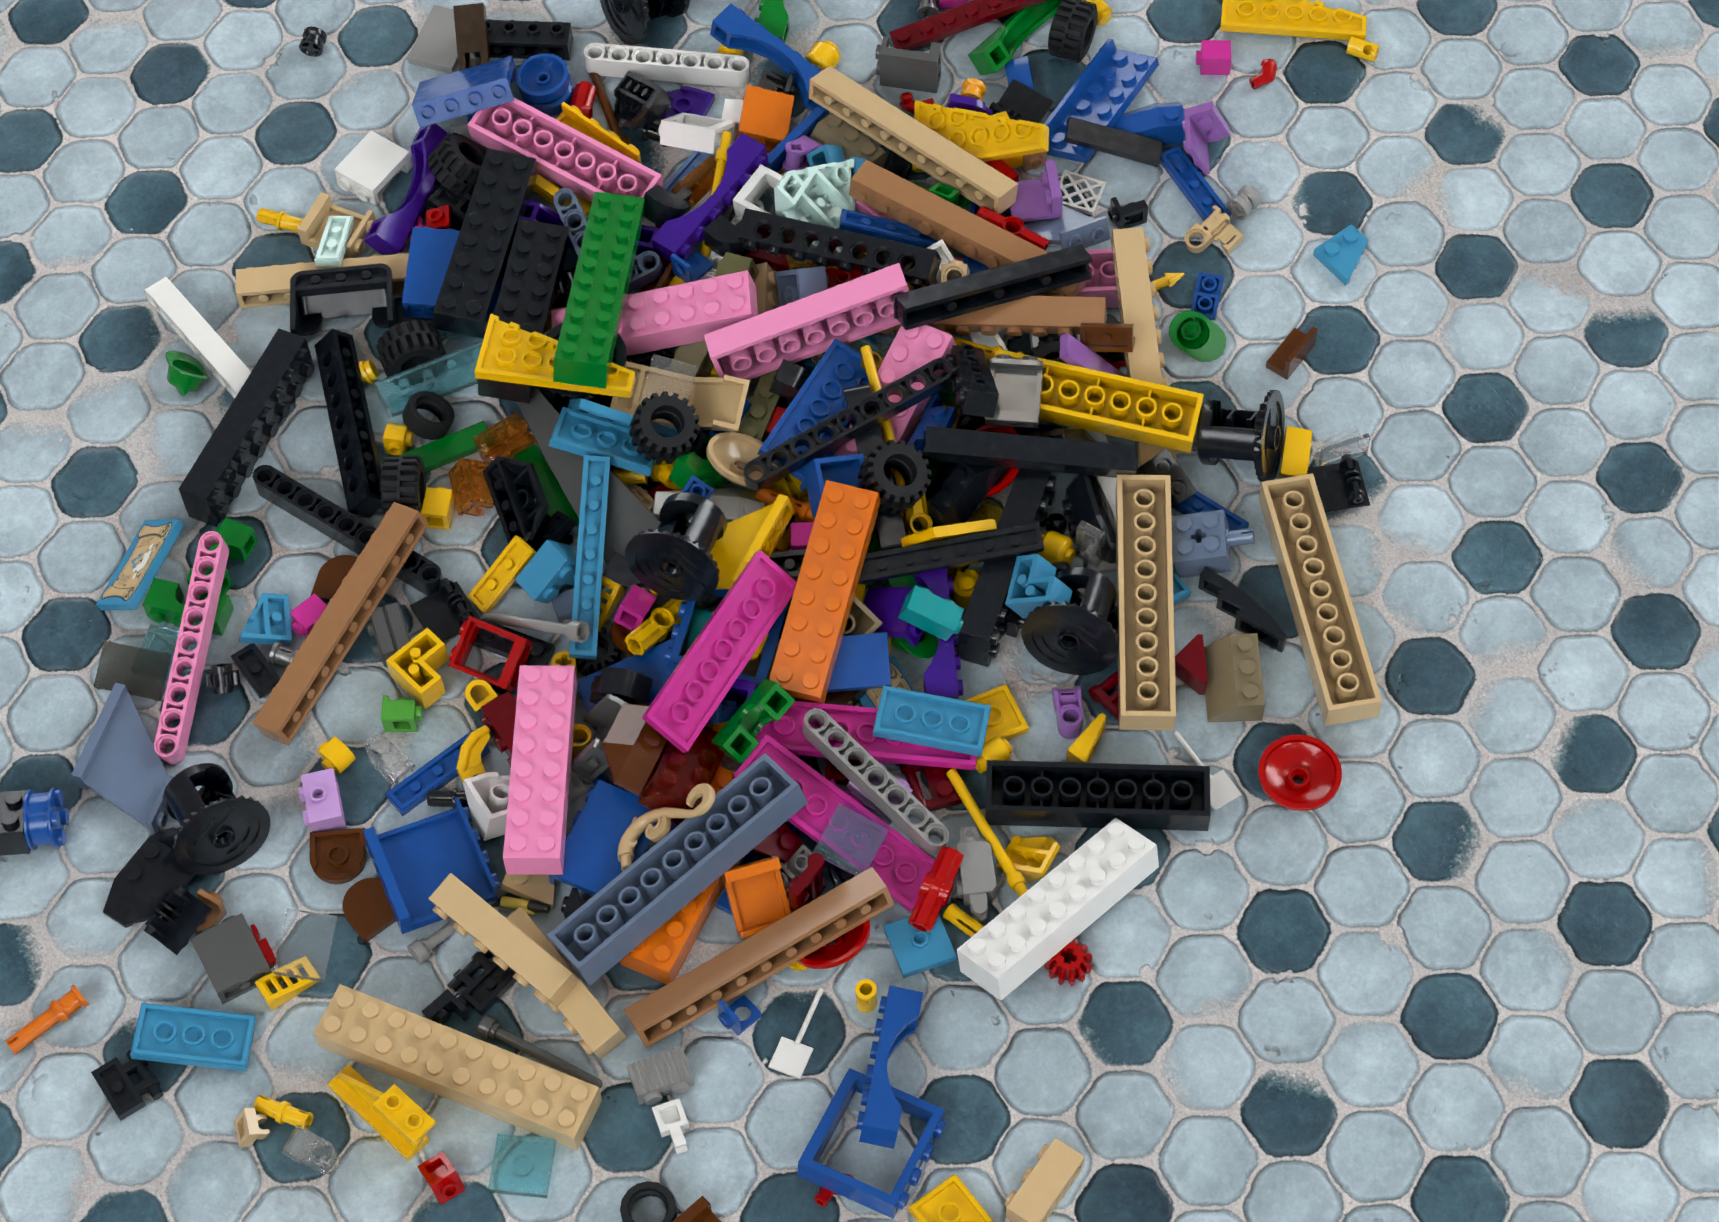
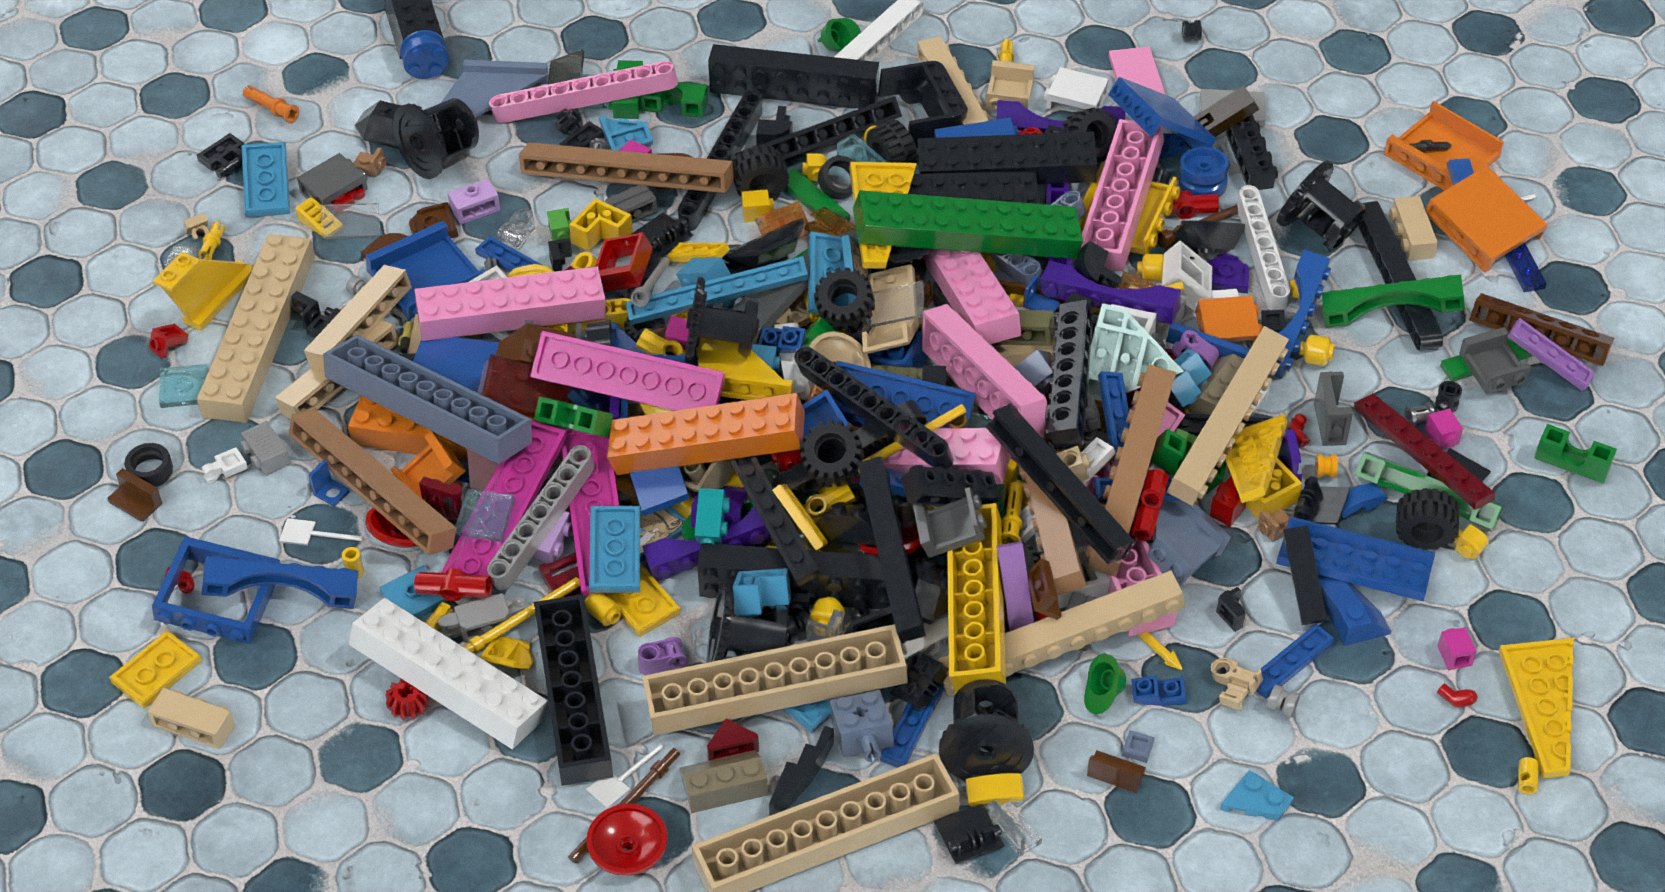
camera: 75 degrees right, 10 degrees down
(140, 564) = (655, 54): tile -> none
(179, 920) = (358, 142): black hinge -> none
(322, 467) = (773, 129): none -> black brick
(334, 241) = (982, 83): light aqua tile -> none
(335, 755) = (514, 198): yellow plate -> none
(364, 110) = (1136, 66): none -> bright pink tile
(448, 725) = (558, 252): none -> black bracket
(492, 1029) = (295, 340): dark grey piece -> none
(663, 818) = (466, 376): tan plant -> none
(665, 161) = (1151, 267): none -> yellow head
(1039, 197) = (1207, 522): medium lavender bracket -> none
(1075, 206) = (1248, 557): white window -> none
(1085, 745) = (624, 674): yellow slope -> none
(1202, 126) = (1341, 645): medium lavender bracket -> none
(1209, 738) = (657, 771): none -> reddish brown bar
(1265, 329) = (1138, 746): none -> sand blue tile

